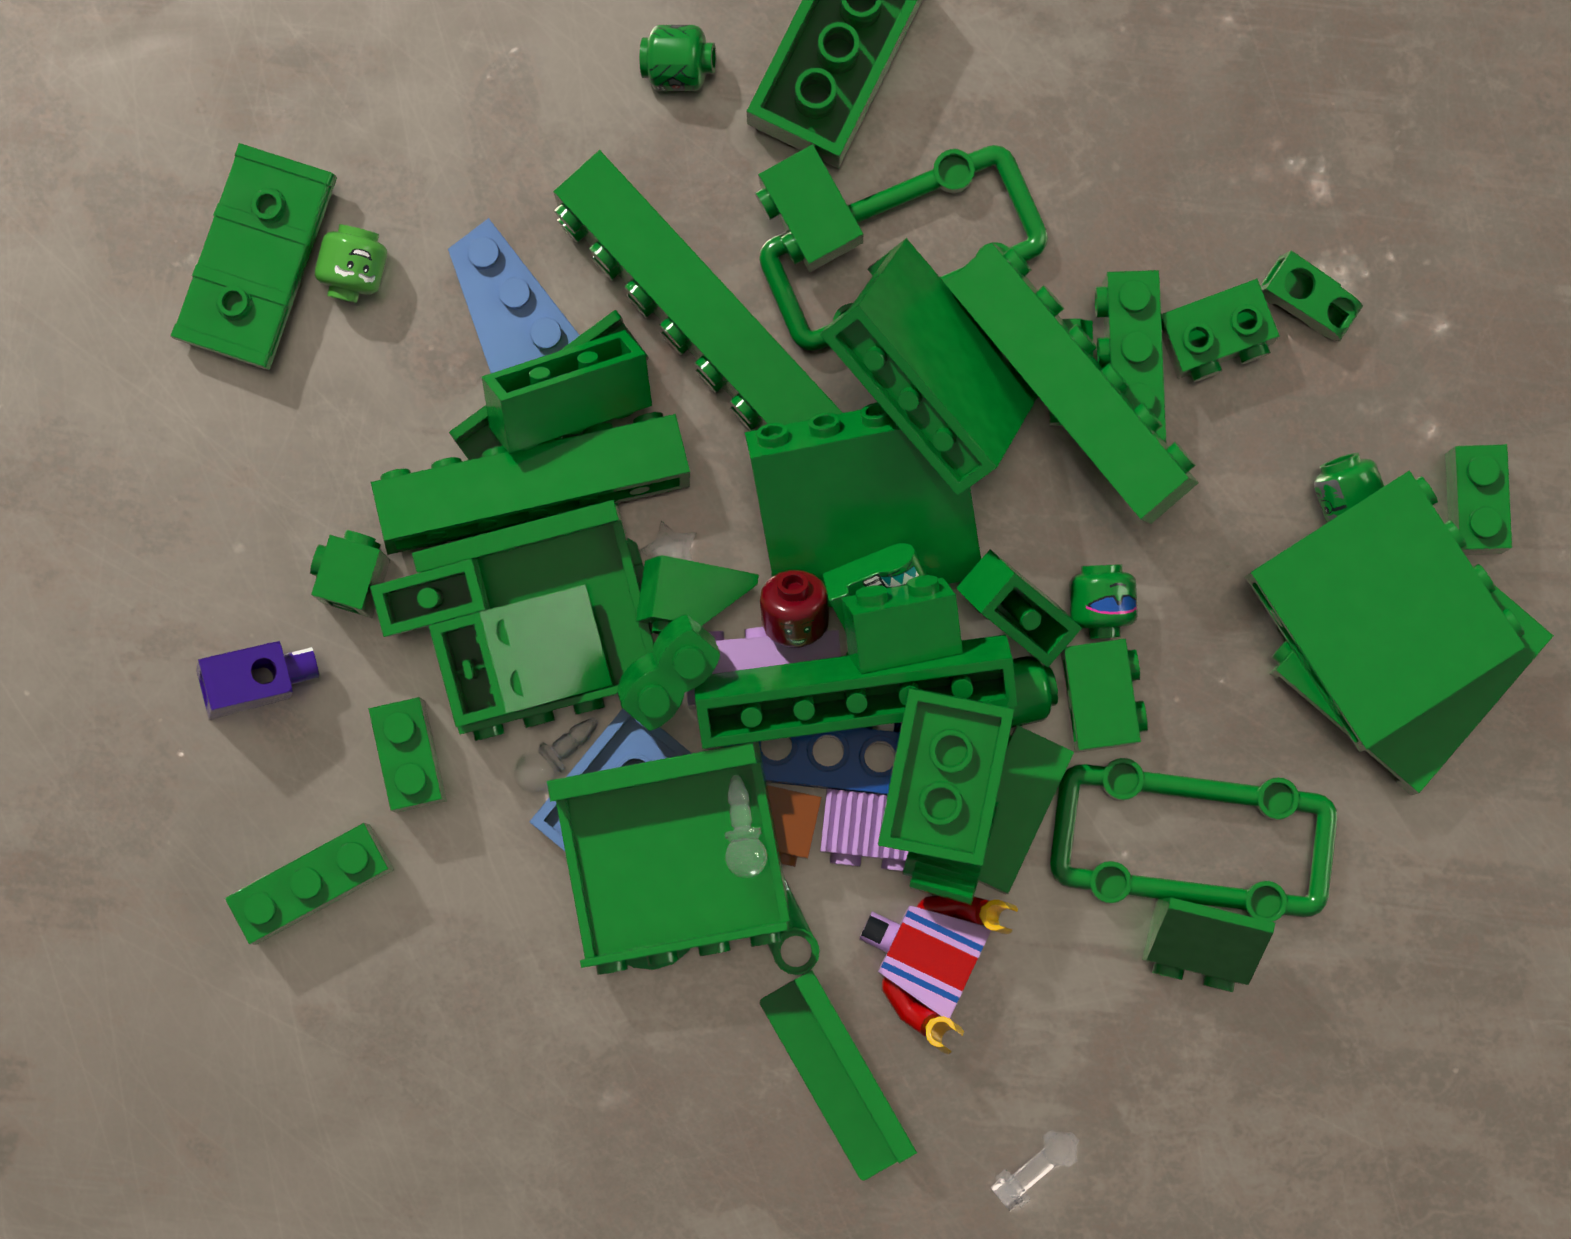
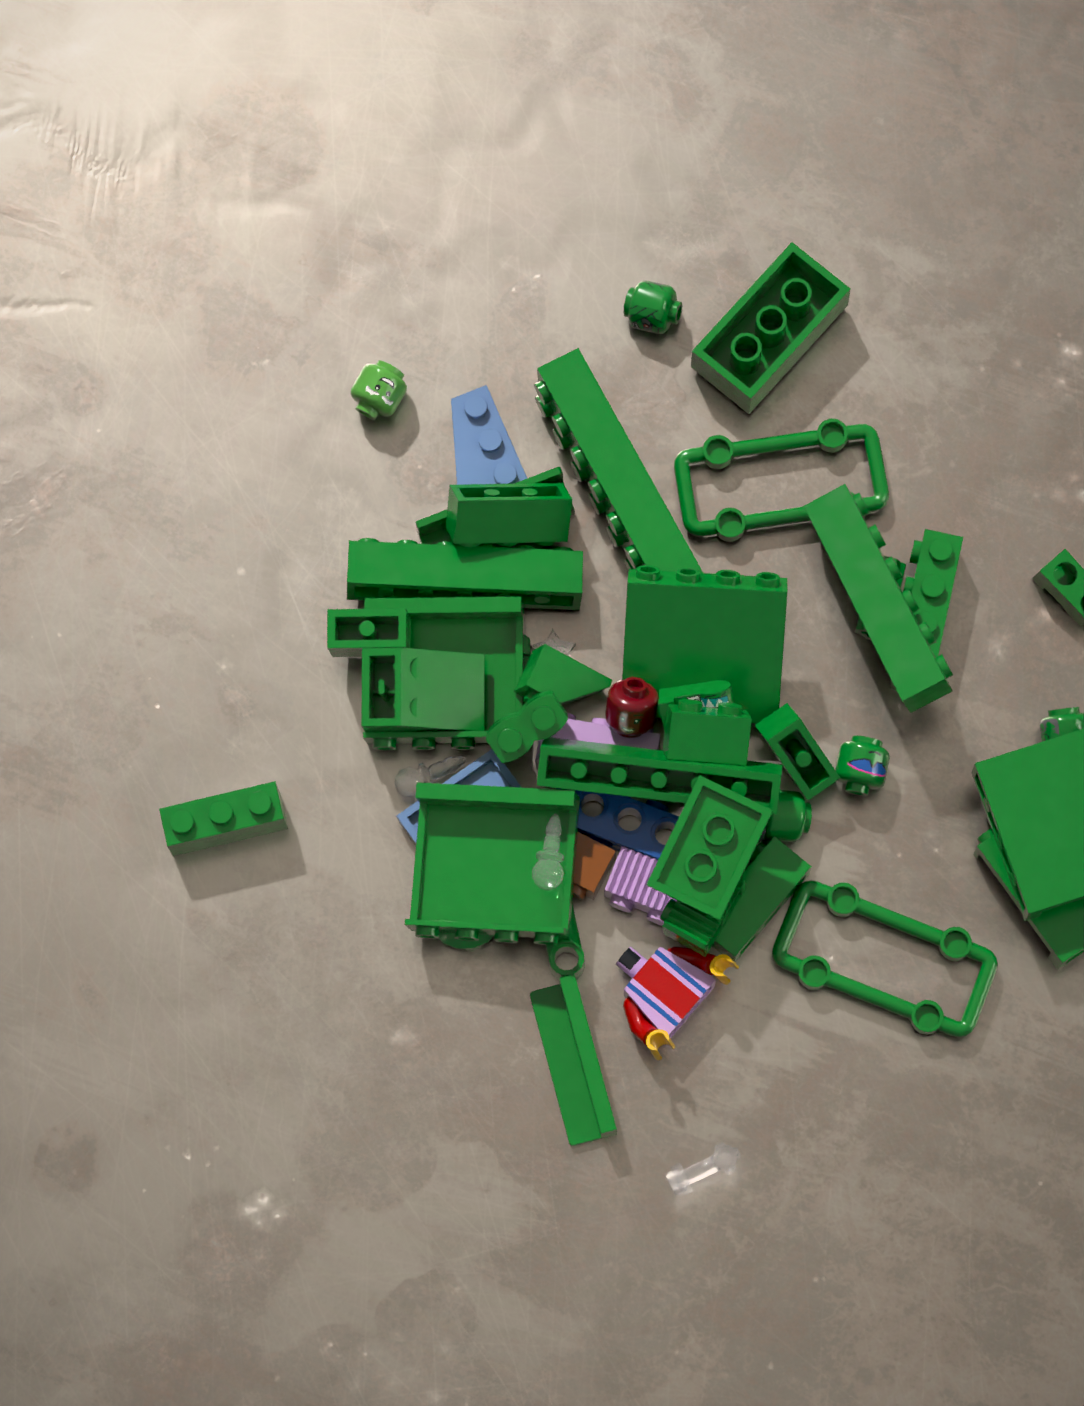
camera: 20 degrees right, 10 degrees down
(231, 689) = (209, 664): dark purple torso -> none
(254, 256) = (311, 369): green container -> none
(347, 571) = (309, 600): green brick -> none
(407, 754) = (321, 745): green brick -> none
(809, 208) = (719, 431): green brick -> none
(932, 368) = (776, 555): green panel -> none
(1102, 695) = (843, 834): green brick -> none
(1205, 942) = (873, 1027): green slope -> none
(1219, 330) = (997, 595): green brick -> none

